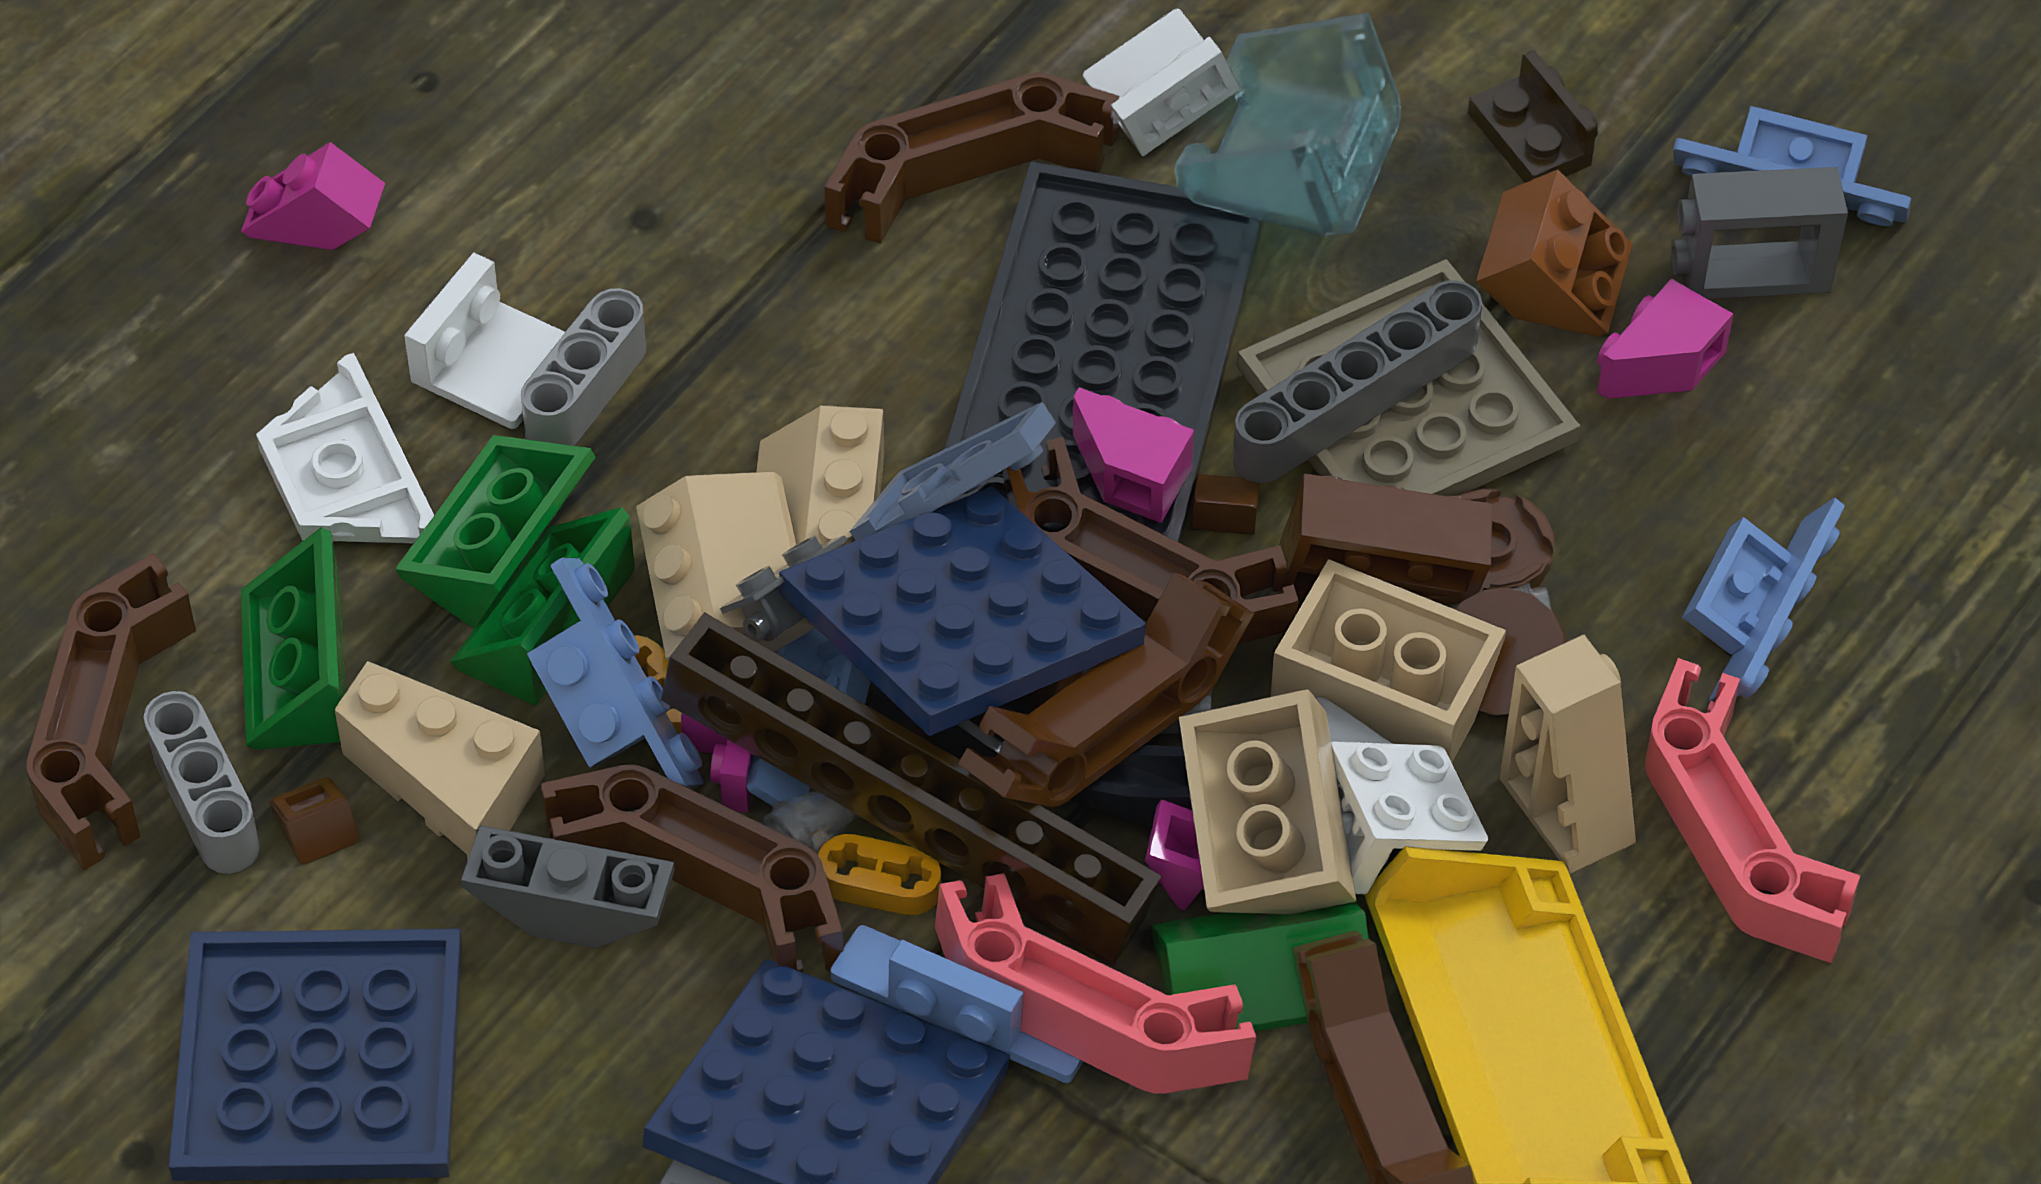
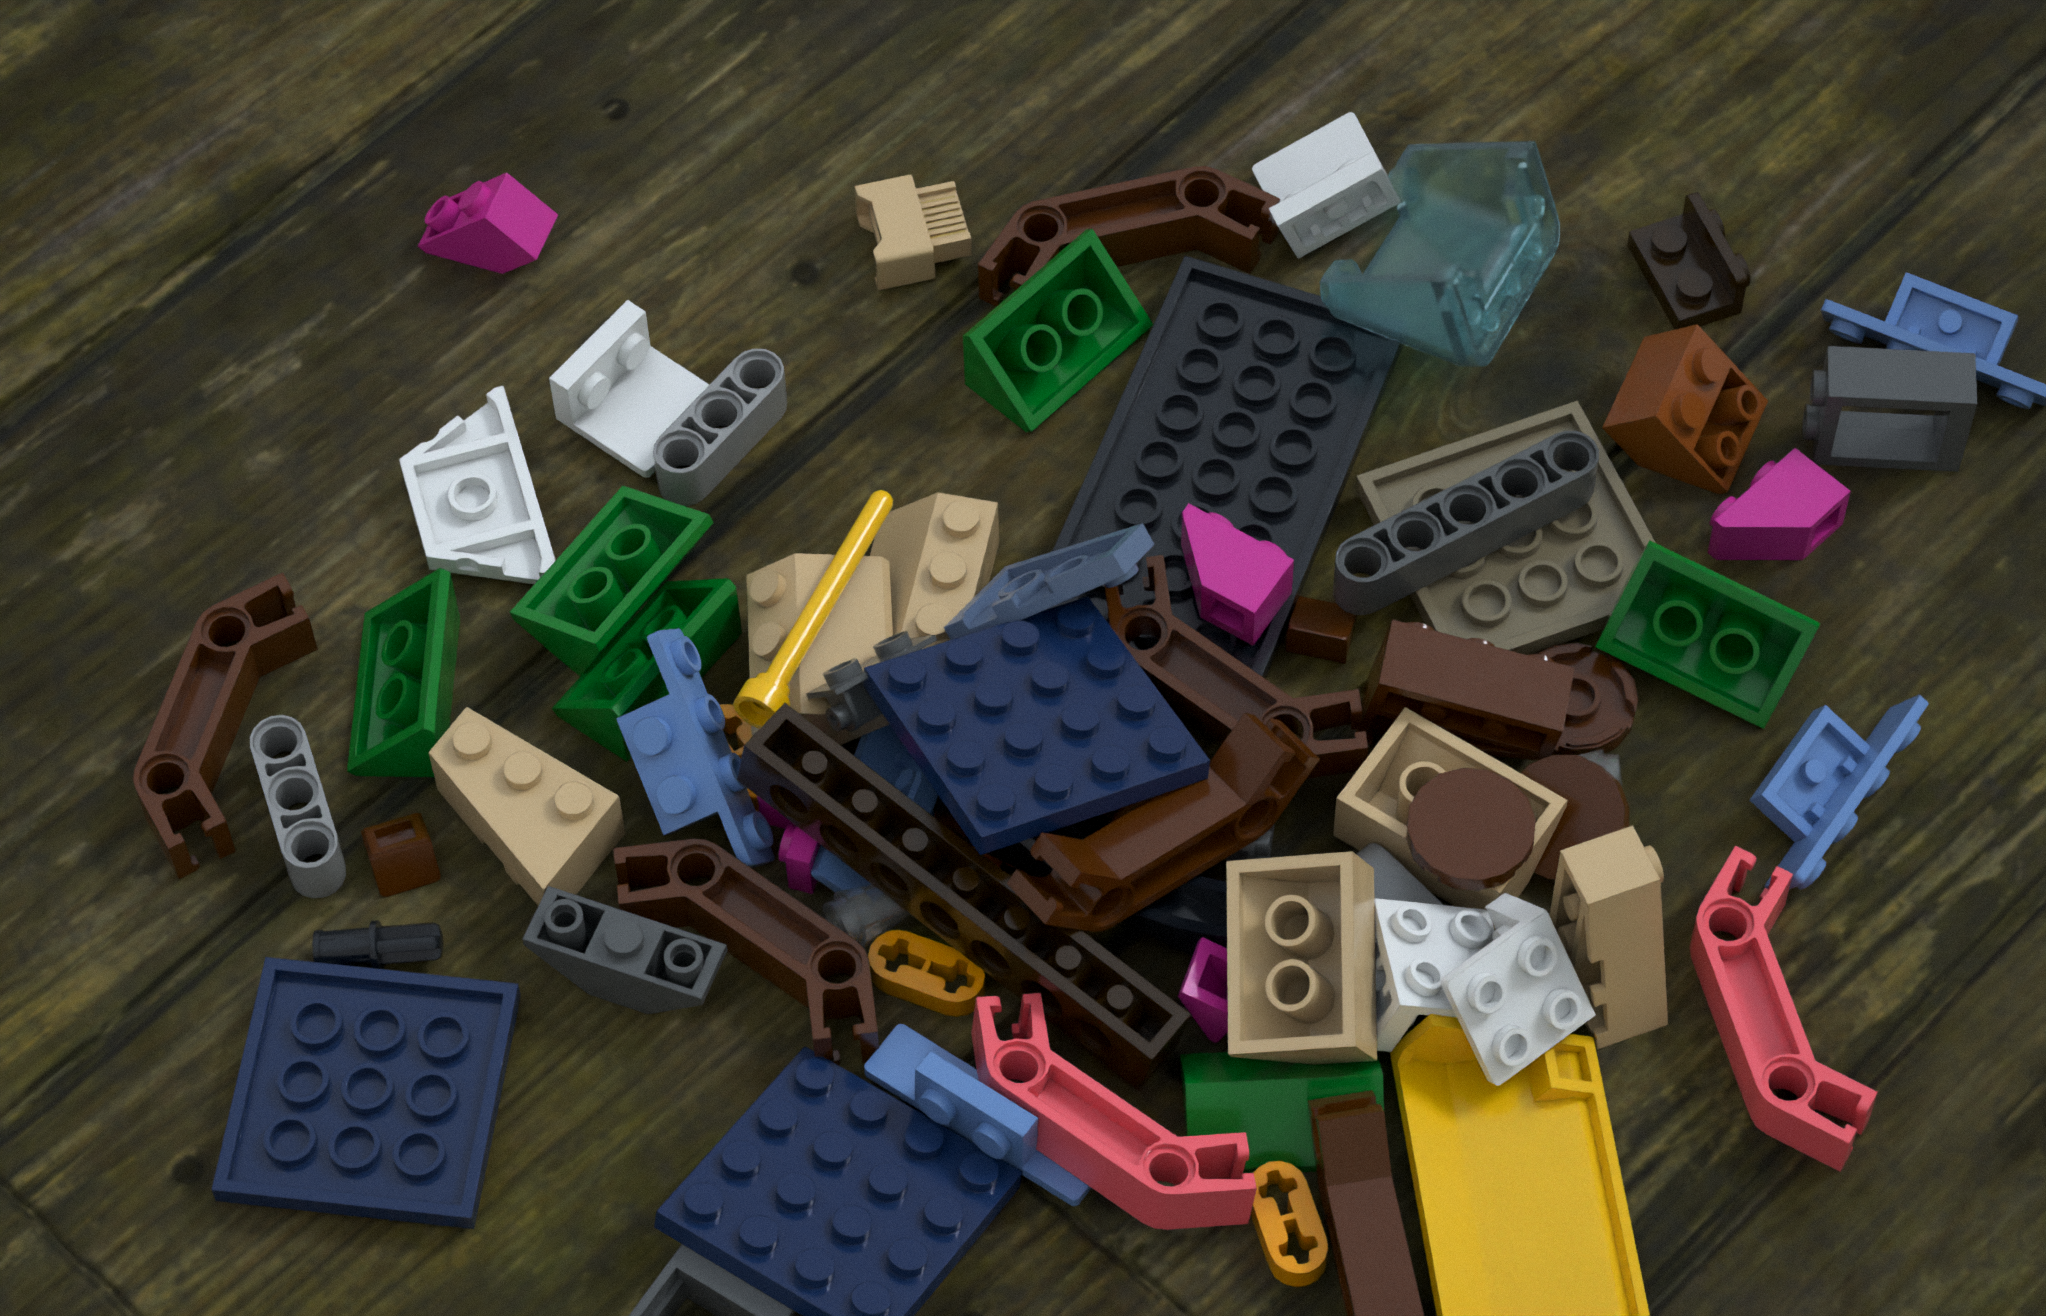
camera: 10 degrees right, 5 degrees up
(309, 907) = (379, 944): none -> black axle
(682, 607) = (769, 691): none -> yellow piece
(748, 163) = (911, 228): none -> tan piece
(909, 248) = (1053, 334): none -> green slope
(1299, 1068) = (1301, 1219): none -> light orange beam
(1415, 665) = (1470, 828): none -> reddish brown tile
(1487, 816) = (1516, 991): none -> white bracket
(1615, 461) = (1706, 634): none -> green slope

